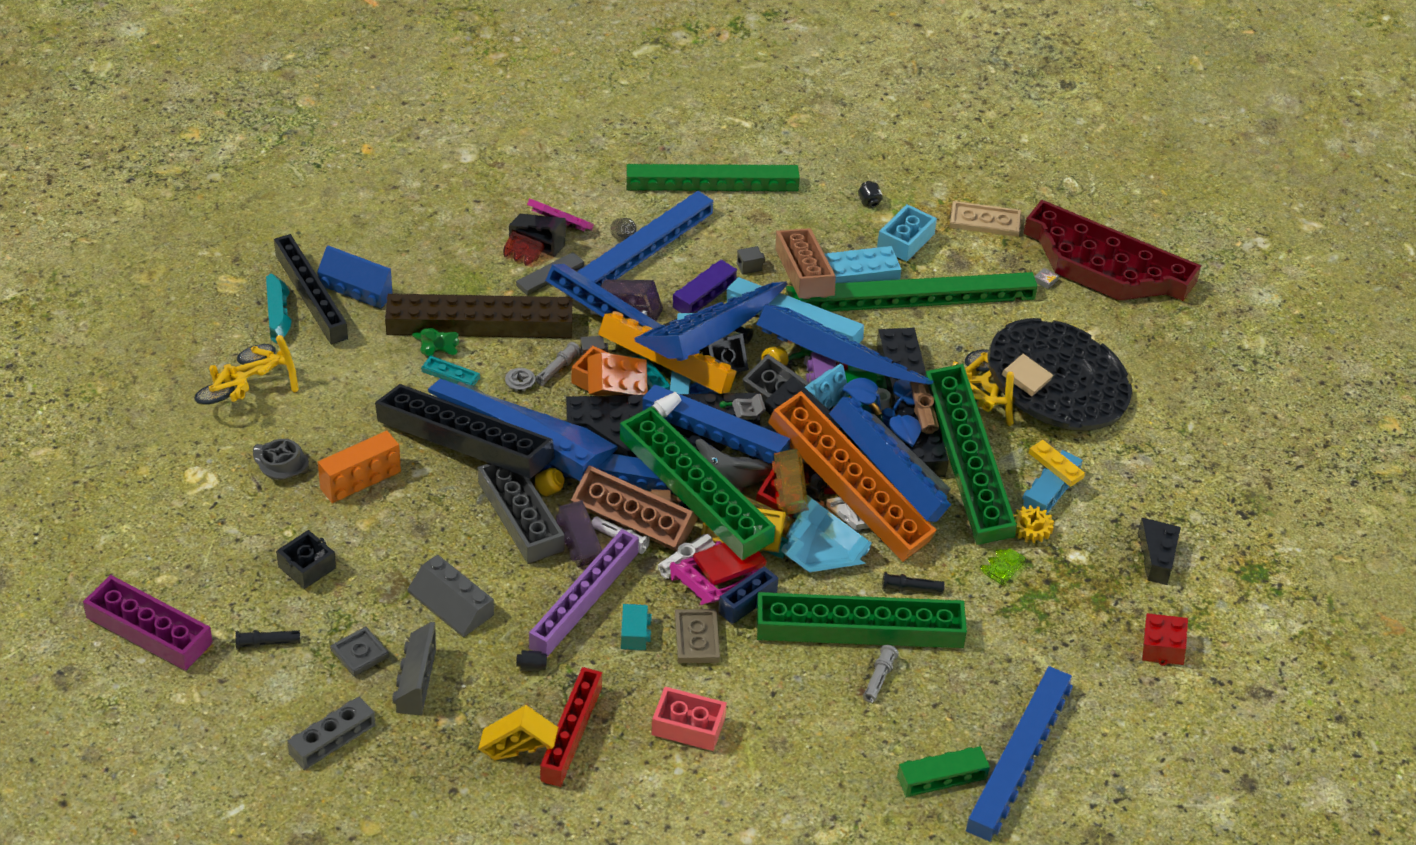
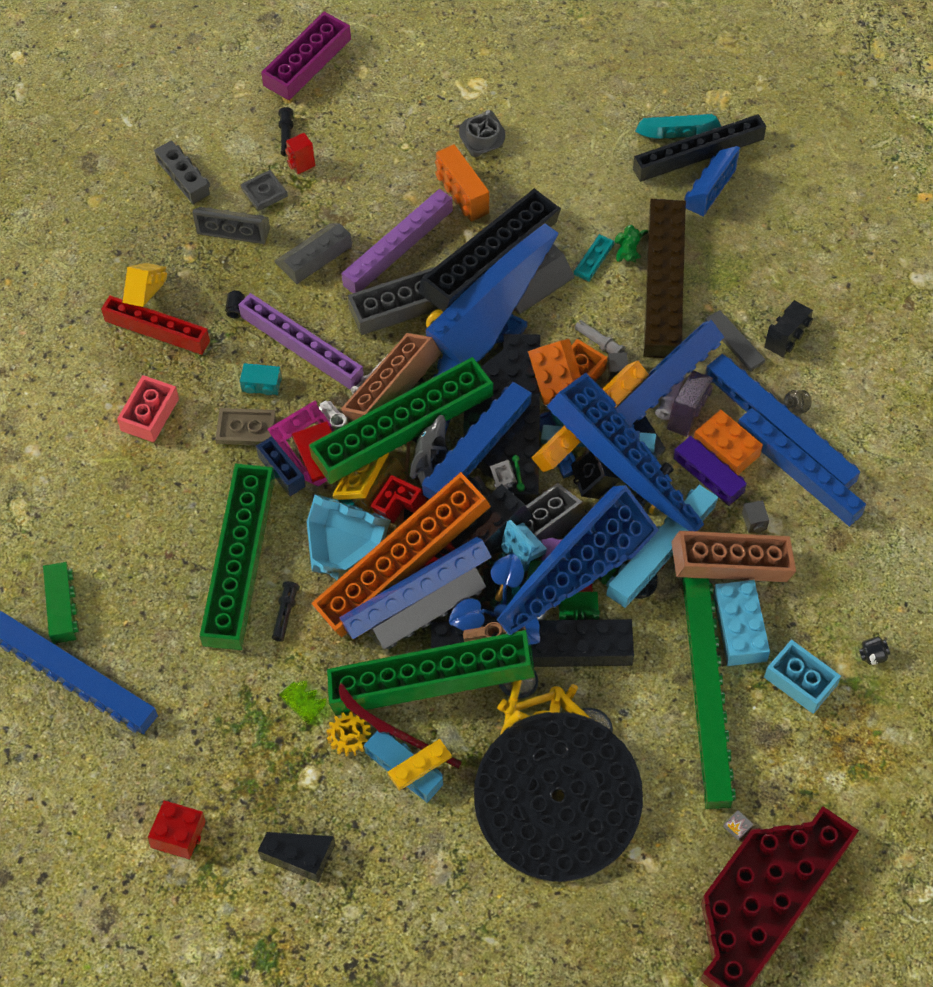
camera: 100 degrees right, 15 degrees up
(254, 360) = (556, 86): yellow piece -> none
(306, 559) = (361, 150): black brick -> none
(312, 611) = (300, 153): none -> red brick
(439, 522) = (397, 241): none -> medium lavender brick
(523, 247) = (768, 316): clear red plate -> none
(525, 375) = (585, 304): light grey gear -> none
(546, 210) = (814, 342): dark pink plate -> none
(578, 533) = (369, 340): clear purple wedge -> none
(666, 404) = (493, 394): white cone -> none
(674, 272) = (729, 442): none -> orange brick
(692, 231) = (803, 468): none -> blue brick
(711, 177) = (894, 496): green brick -> none
(790, 481) = (390, 496): clear yellow brick -> none
(883, 666) = (188, 571): light grey pin -> none
(985, 218) = (845, 776): tan tile -> none
(1025, 490) = (382, 726): none -> dark red piece
(1028, 374) = (539, 748): tan tile -> none

